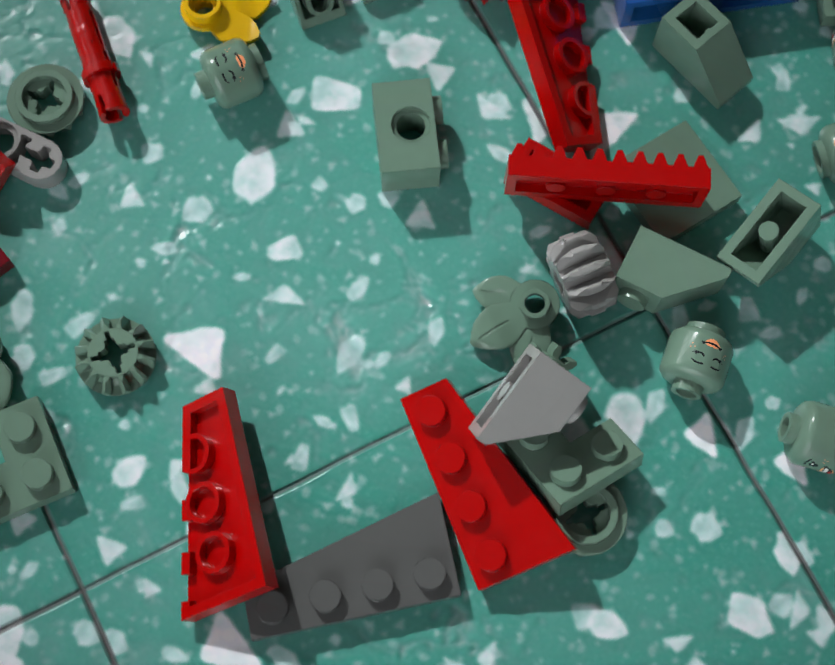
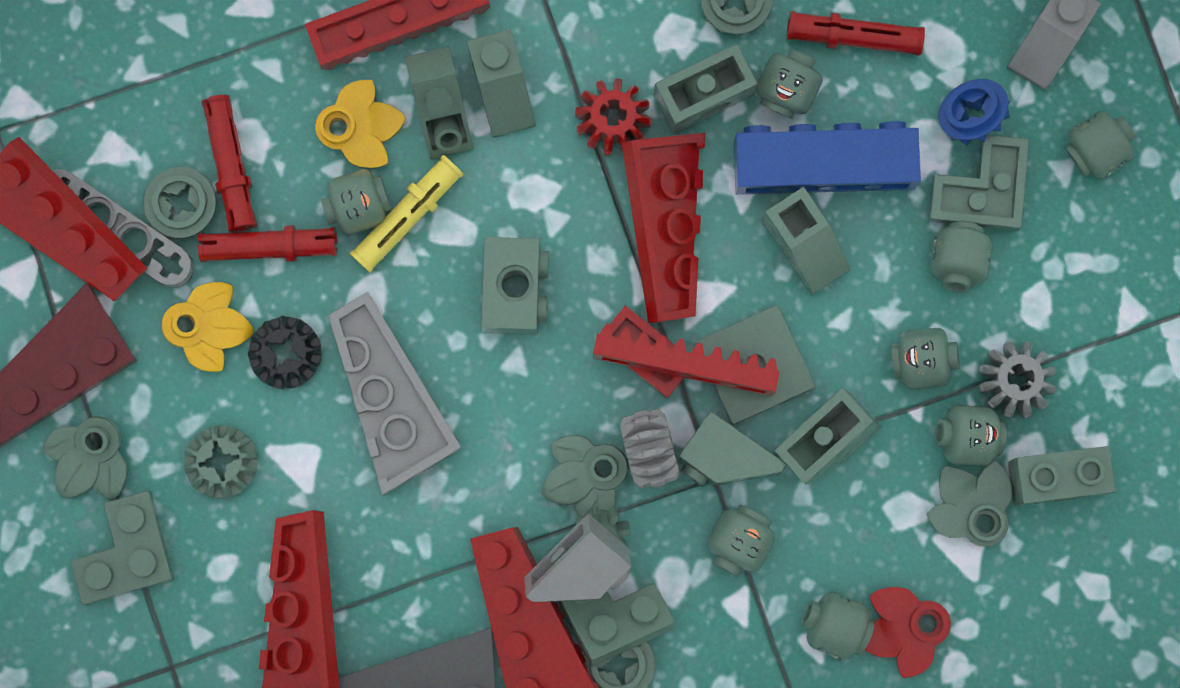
camera: 10 degrees right, 10 degrees up
(92, 221) = (213, 326): none -> yellow plate
(142, 128) = (268, 244): none -> red pin
(182, 252) = (290, 373): none -> black gear
(298, 271) = (393, 405): none -> light grey wing
(319, 40) = (419, 200): none -> light yellow pin

